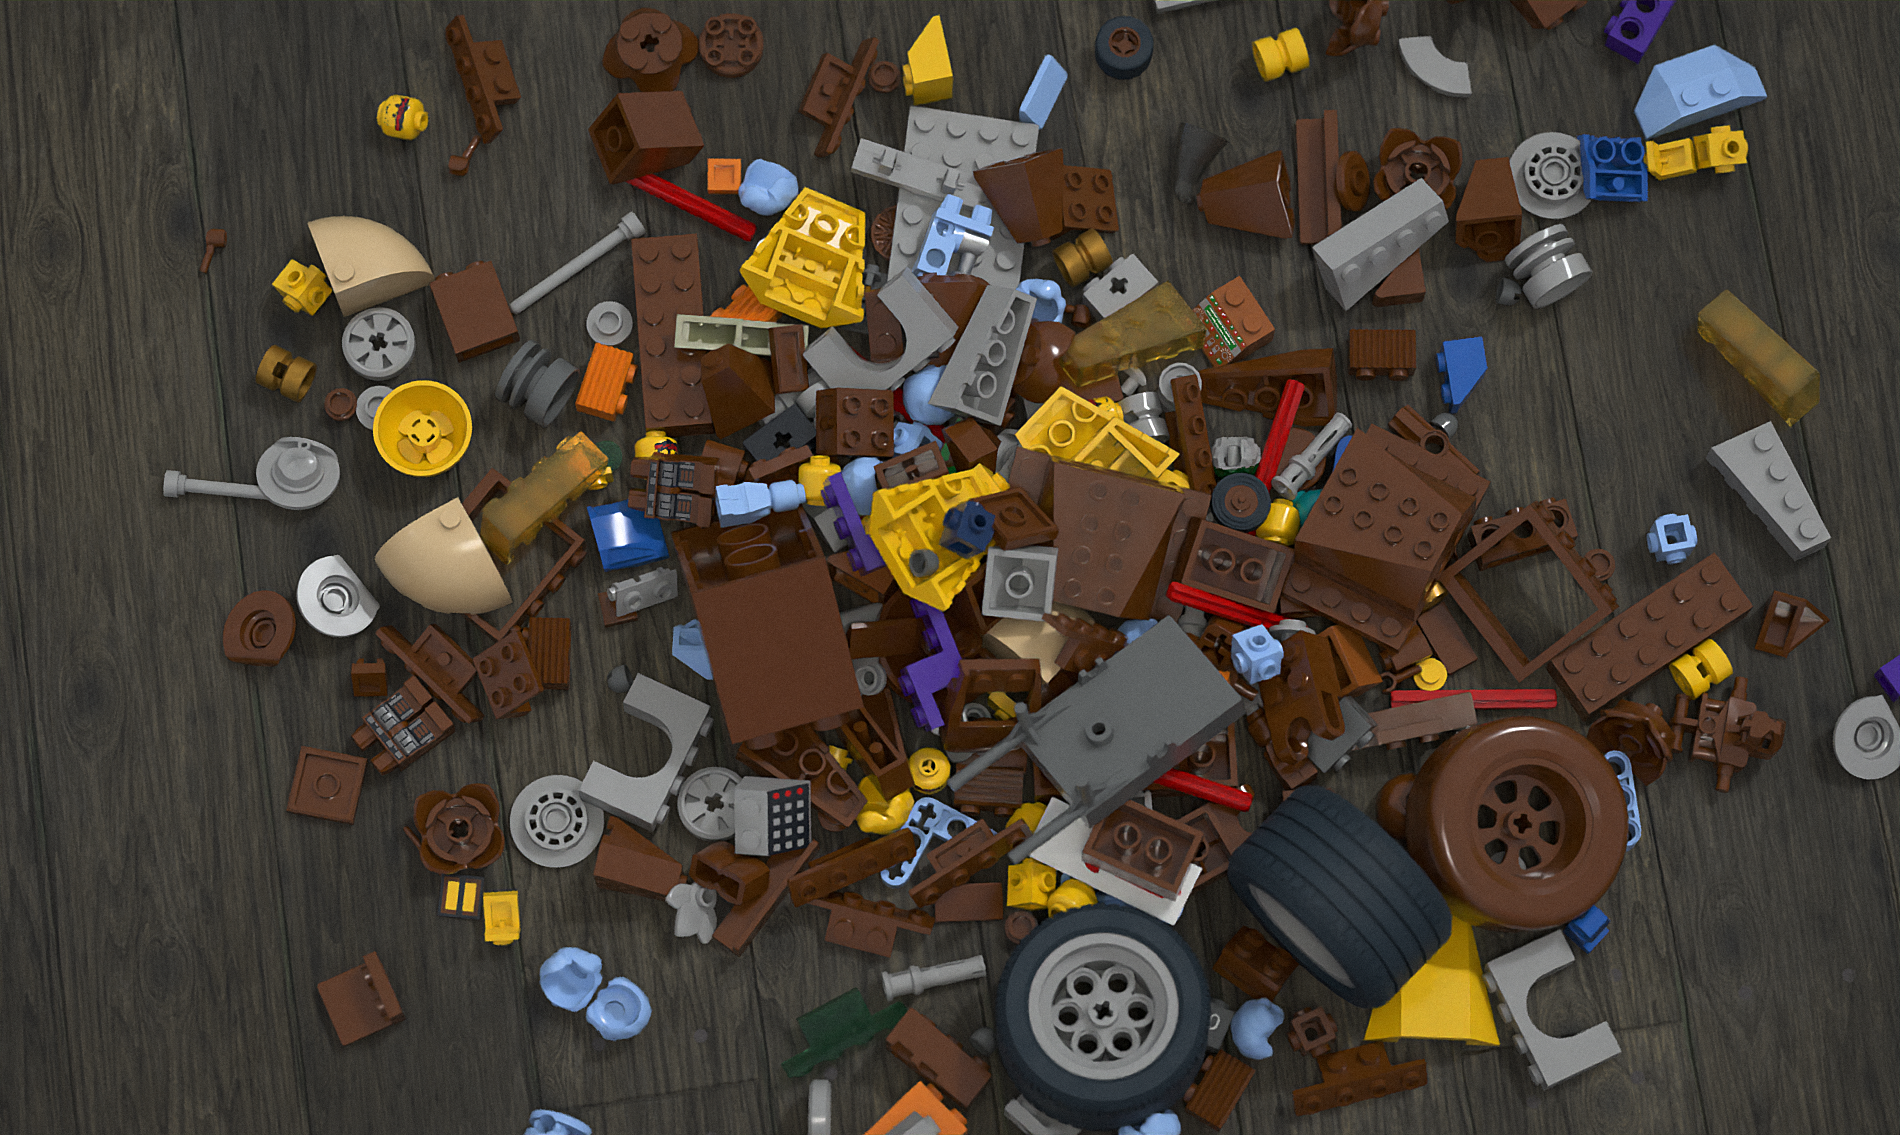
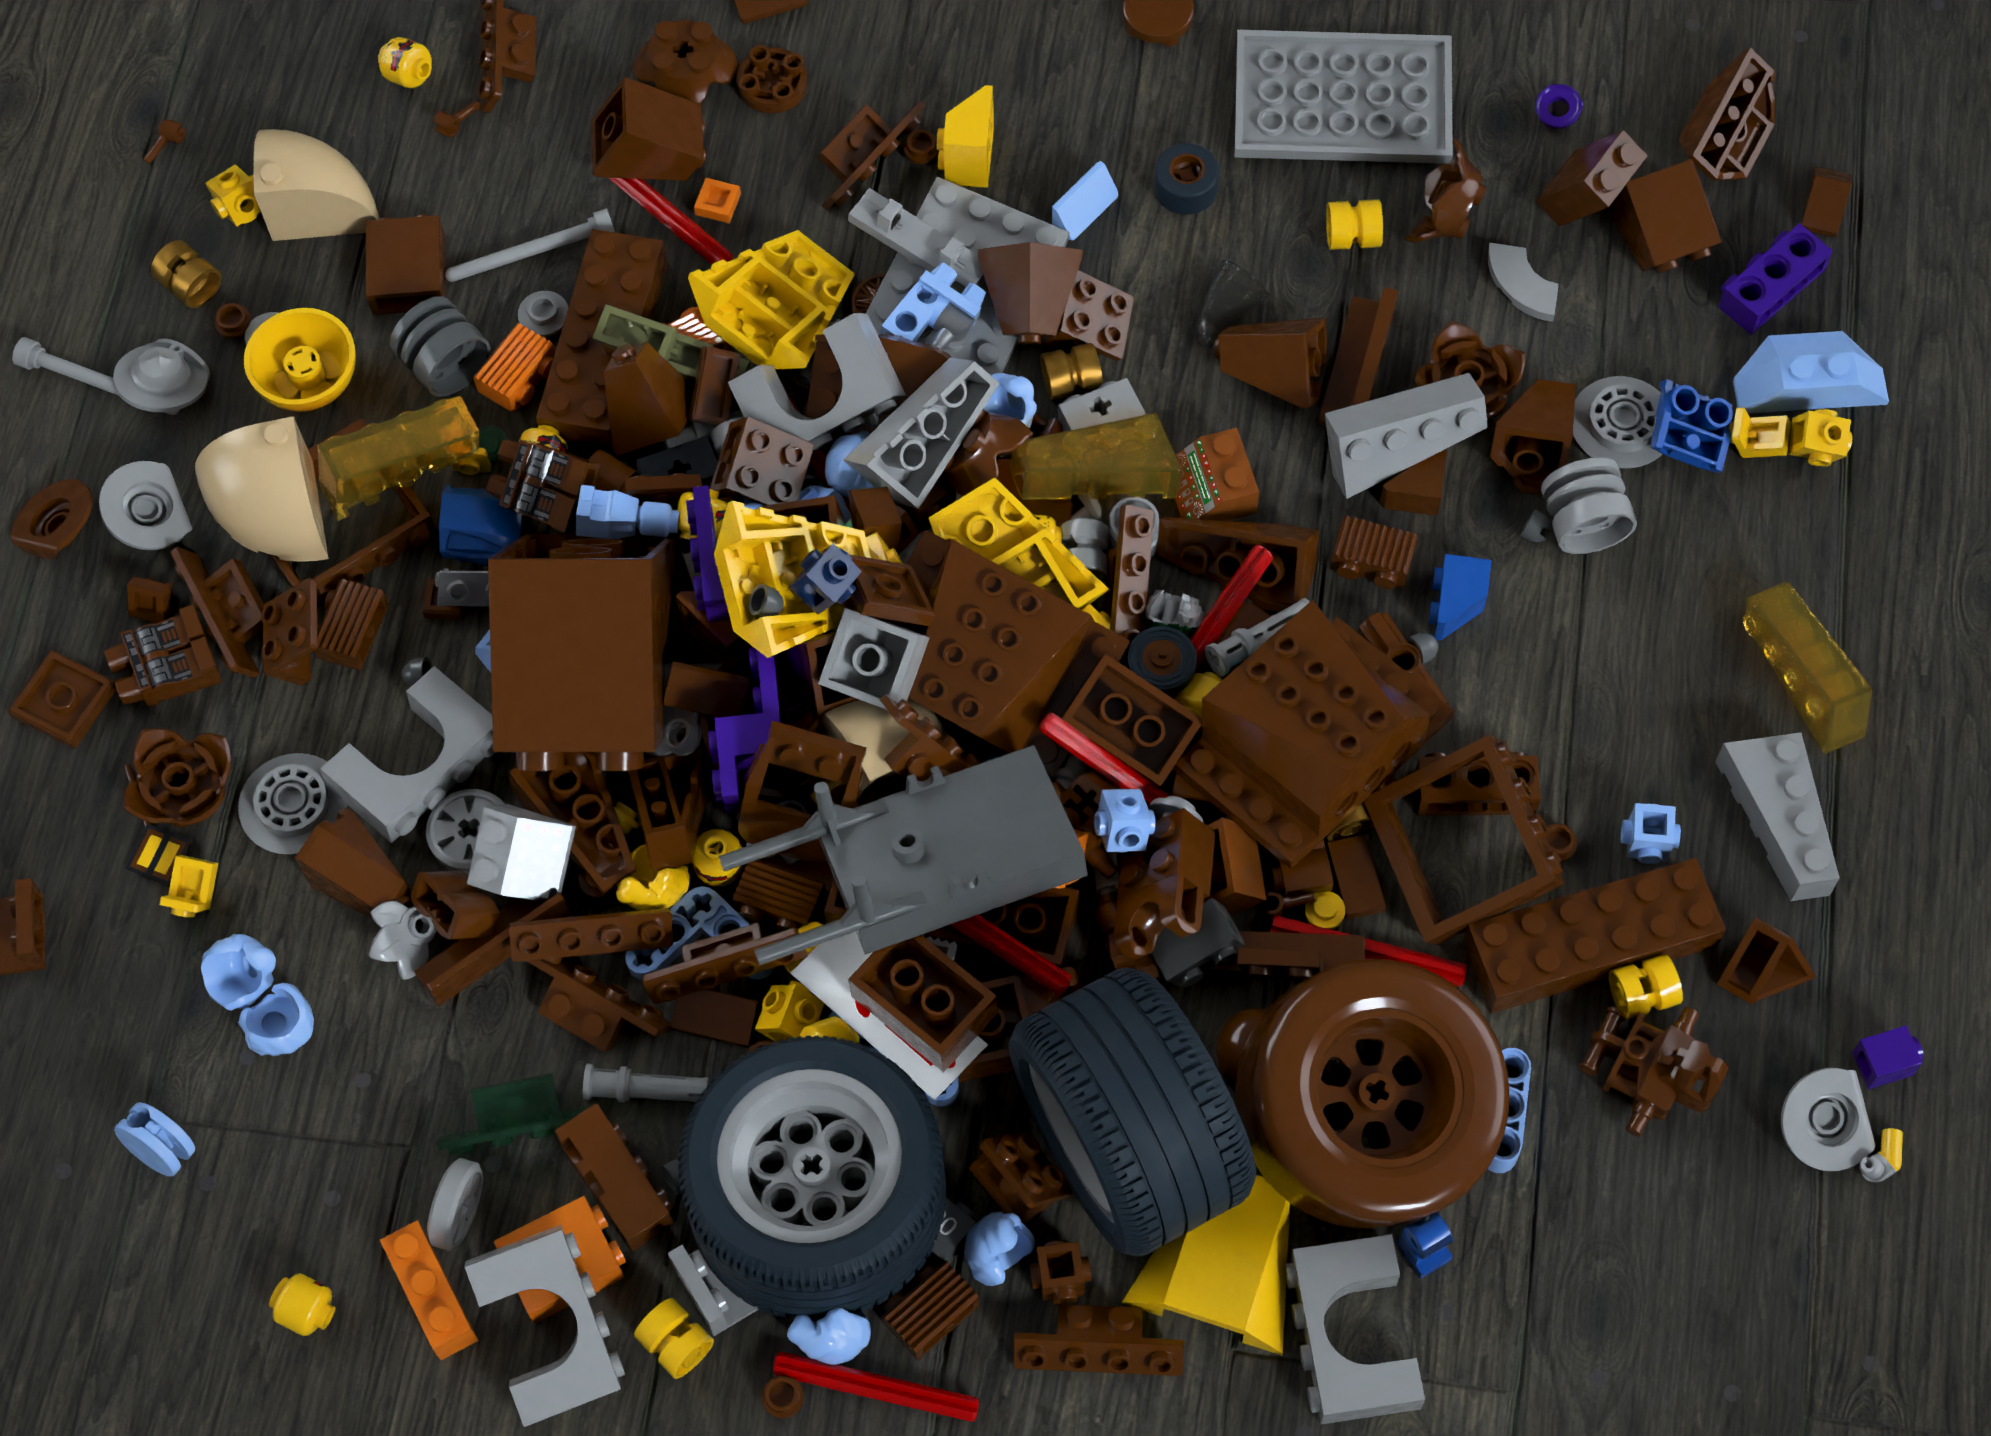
camera: 20 degrees right, 10 degrees down
(386, 362) = (294, 291): light grey wheel -> none
(767, 188) = (756, 219): light blue hair -> none
(1352, 181) = (1394, 364): reddish brown wheel -> none
(1639, 733) = (1550, 1036): reddish brown brick -> none

